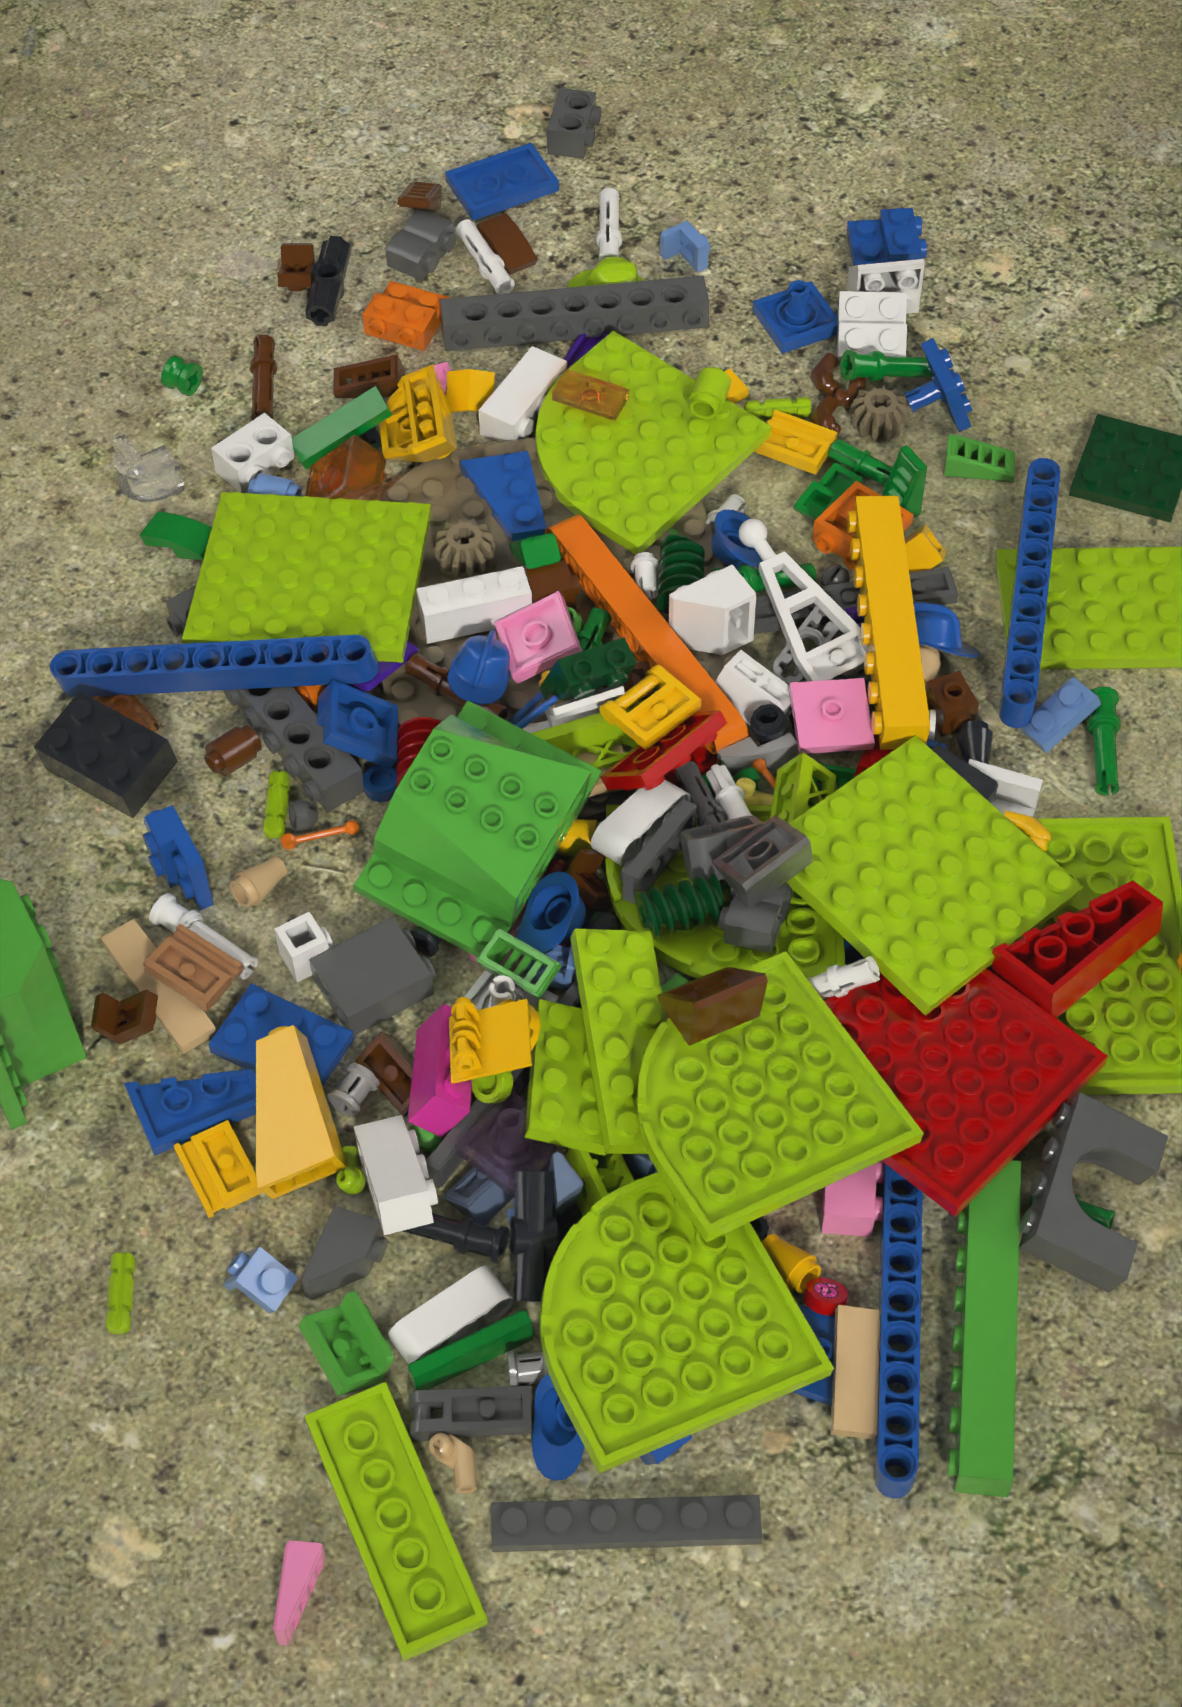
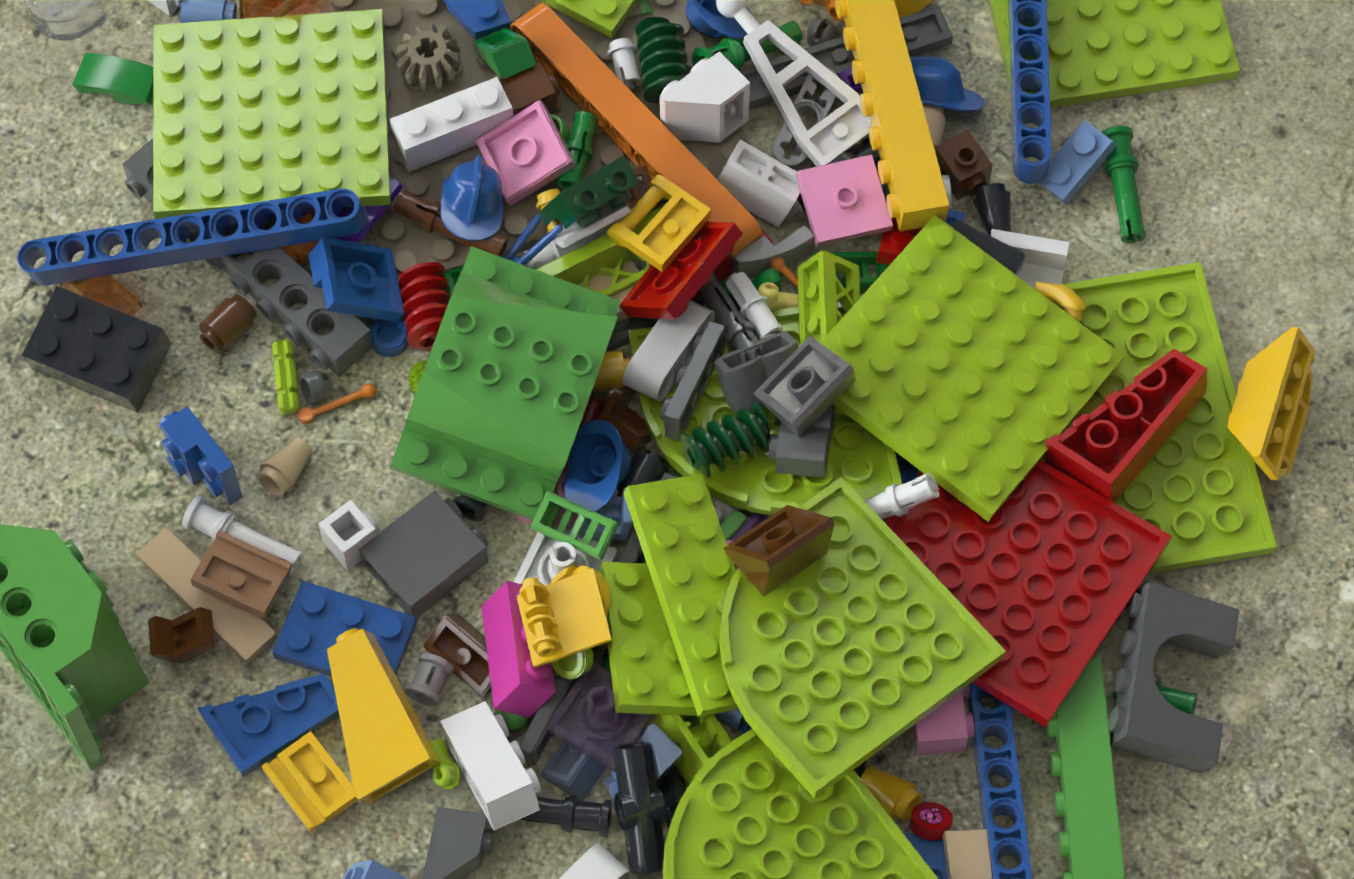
camera: 10 degrees left, 10 degrees up
(768, 723) = (781, 219): black cone -> none

